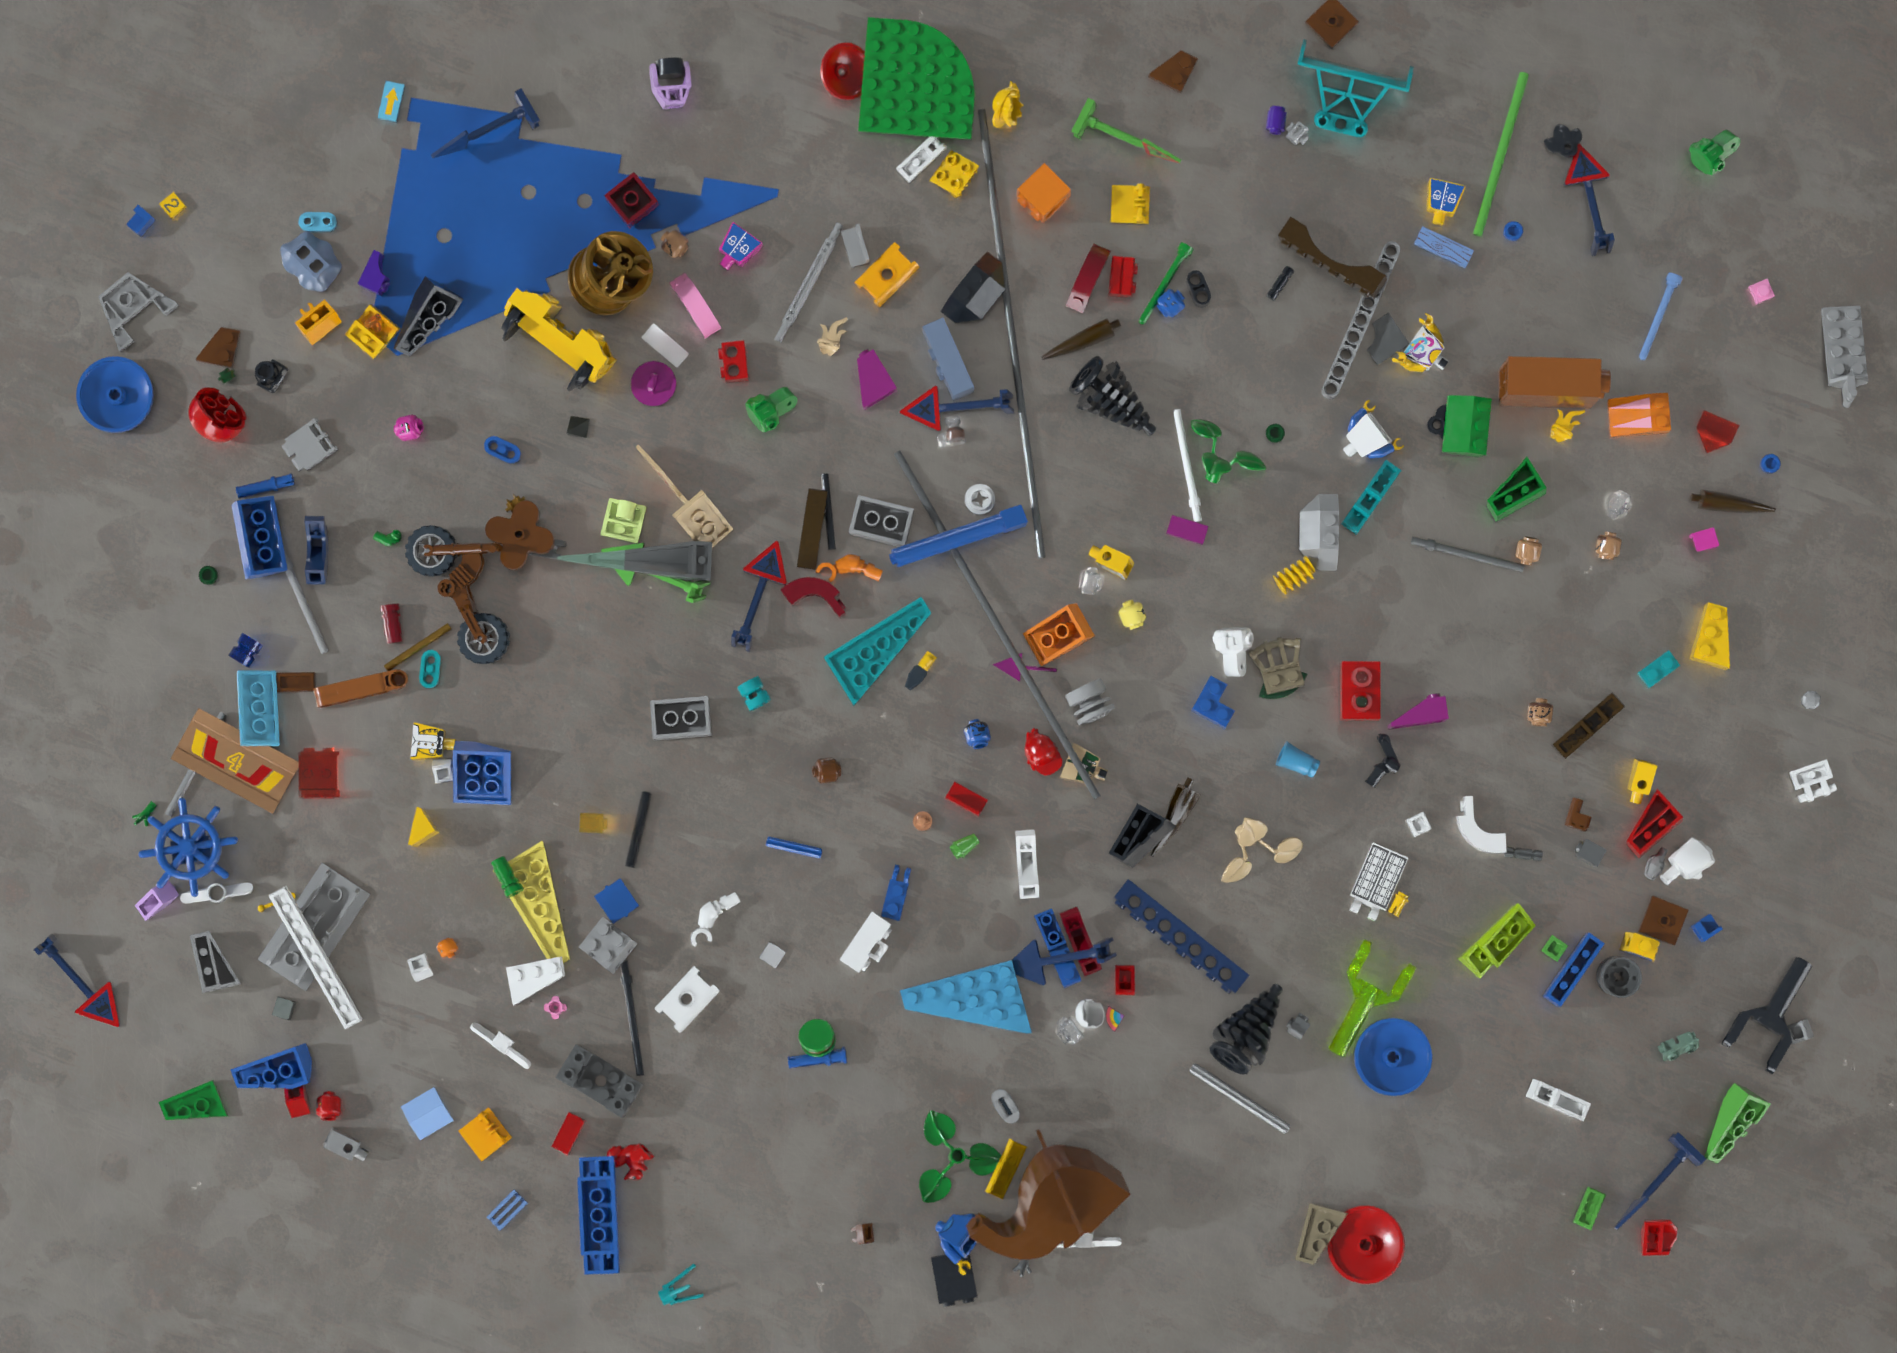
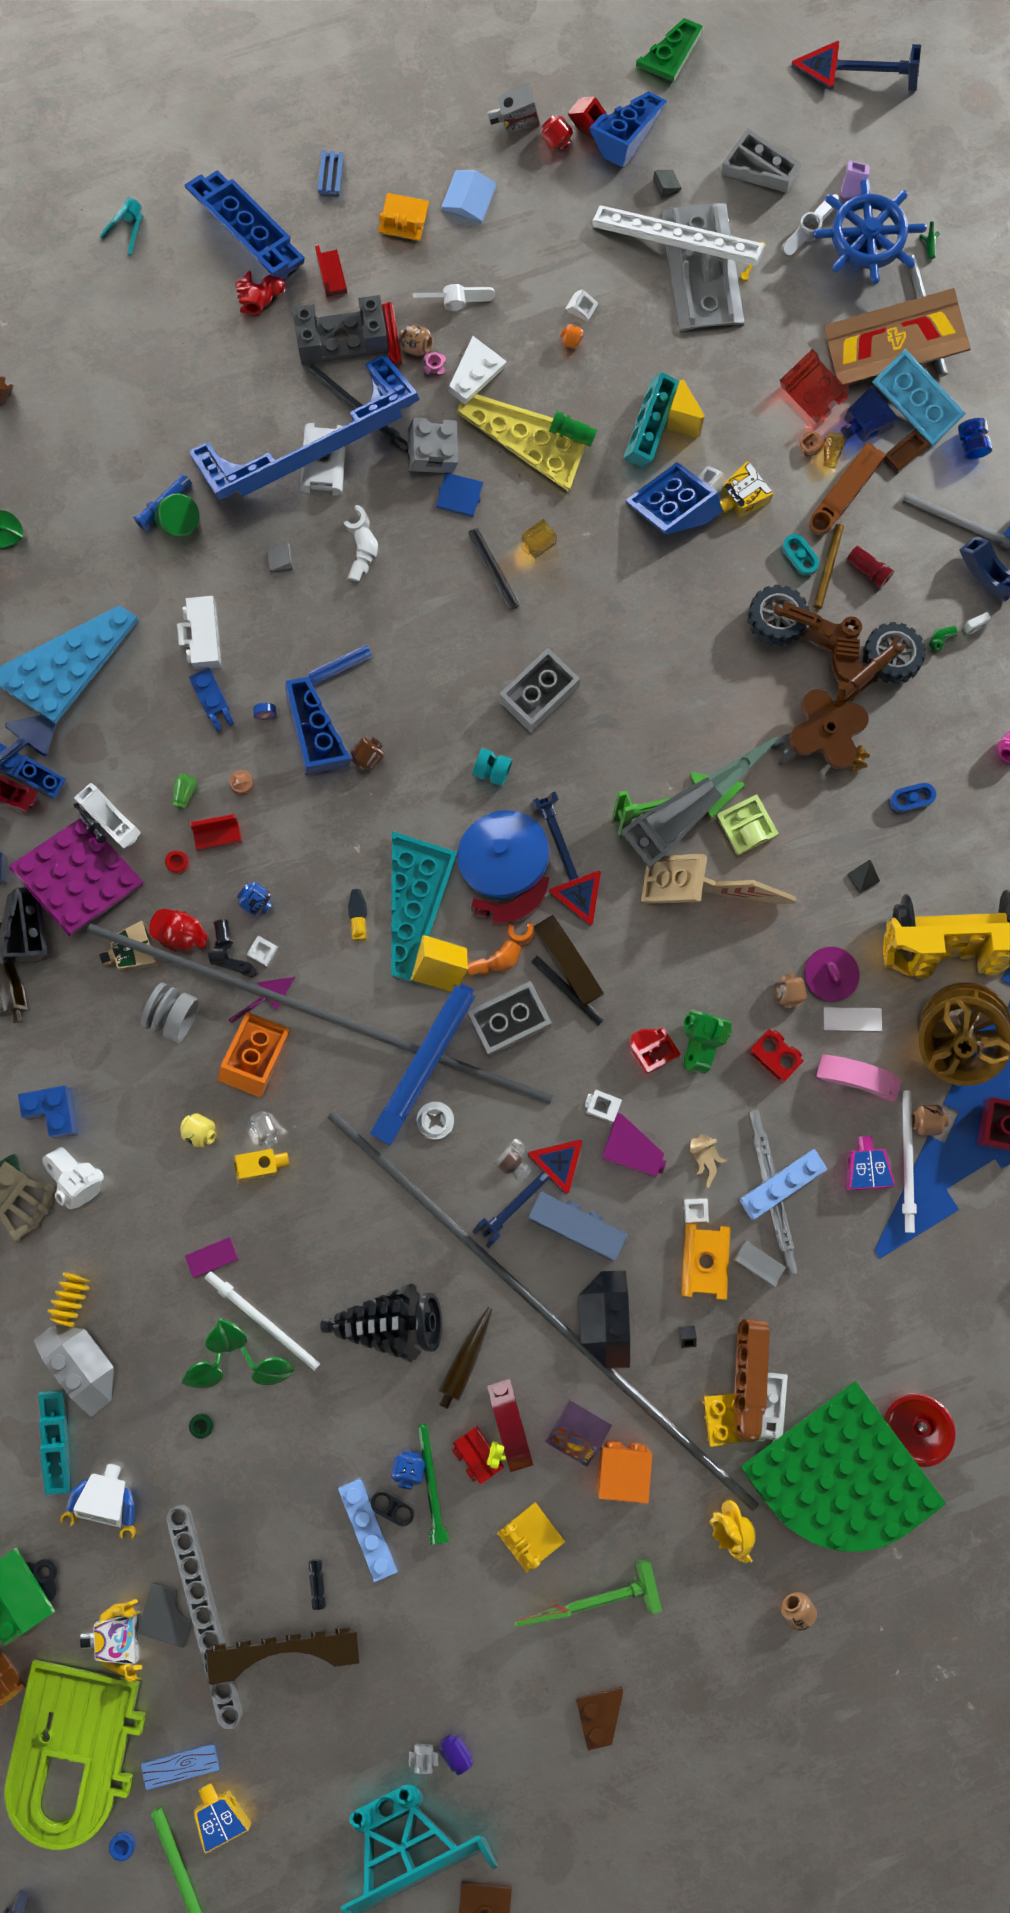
camera: 135 degrees right, 5 degrees down
(301, 725) = (868, 417): none -> clear blue torso
(344, 723) = (833, 448): none -> clear yellow cone
(354, 739) = (811, 443): none -> nougat tile
(357, 526) = (976, 624): none -> white tile
(447, 841) = (651, 420): none -> teal brick
(554, 1033) = (416, 340): none -> medium nougat head
(572, 1041) = (392, 334): none -> red axle
(617, 995) = (389, 396): none -> blue piece
(689, 393) = (790, 991): none -> medium nougat head
(733, 204) = (908, 1207): none -> white bar
(795, 630) = (503, 854): none -> blue dish
(799, 280) = (782, 1184): none -> light blue plate
(807, 430) = (653, 1048): none -> red slope
(848, 814) = (316, 736): none -> blue wedge
(866, 310) = (695, 1211): none -> white tile
(869, 413) = (612, 1105): none -> white brick
(869, 855) = (264, 711): none -> blue tile
(894, 593) = (440, 964): none -> yellow slope
(919, 184) = (751, 1378): none -> dark orange piece
(936, 240) = (687, 1336): none -> black piece
(1000, 697) = (262, 951): none -> white tile
(1007, 31) = (798, 1611): none -> medium nougat head
(1007, 802) = (177, 862): none -> red tile
(1027, 716) = (221, 953): none -> black pin
(1042, 869) = (92, 826): none -> black piece
(1050, 239) = (578, 1433): none -> clear purple slope
(1078, 842) = (75, 877): none -> magenta plate
(1111, 265) = (495, 1455): none -> neon yellow piece
(1224, 289) = (367, 1530): none -> light blue plate
(1482, 315) = (85, 1730): none -> lime door

